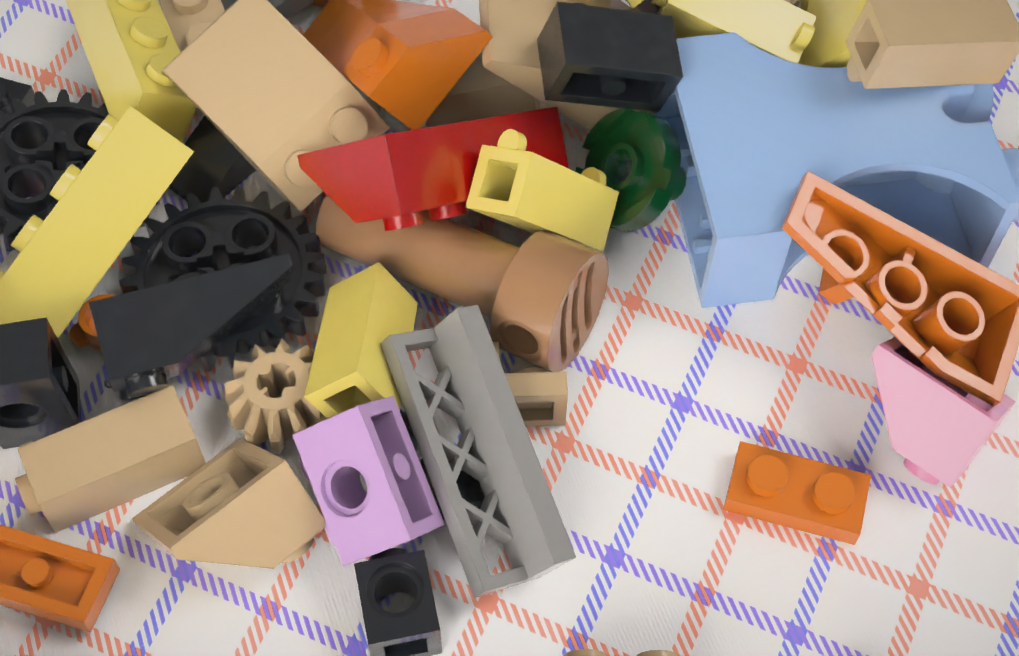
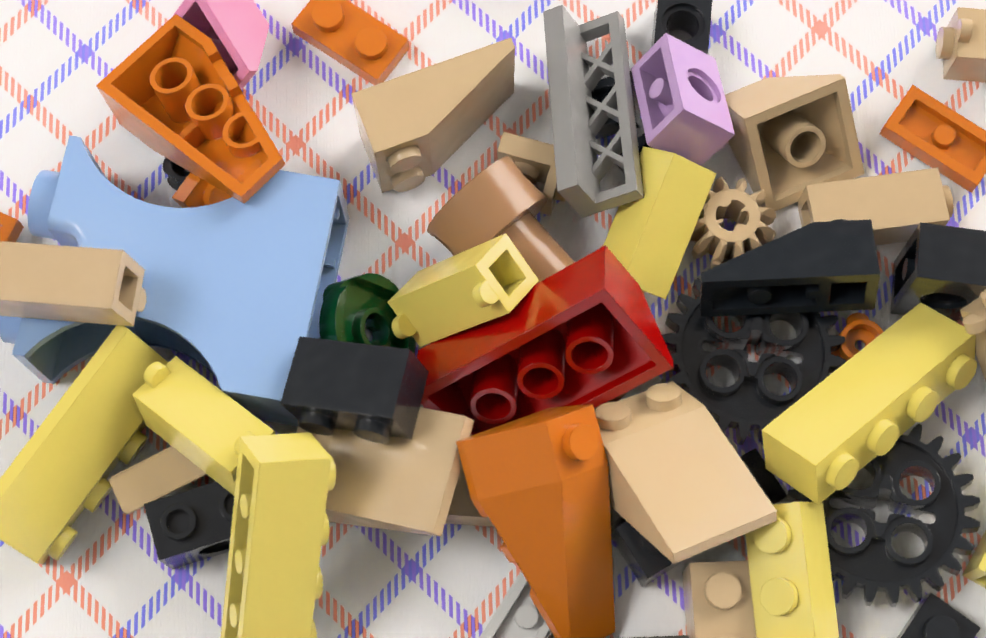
camera: 160 degrees left, 15 degrees up
(668, 378) = (428, 114): none -> tan slope

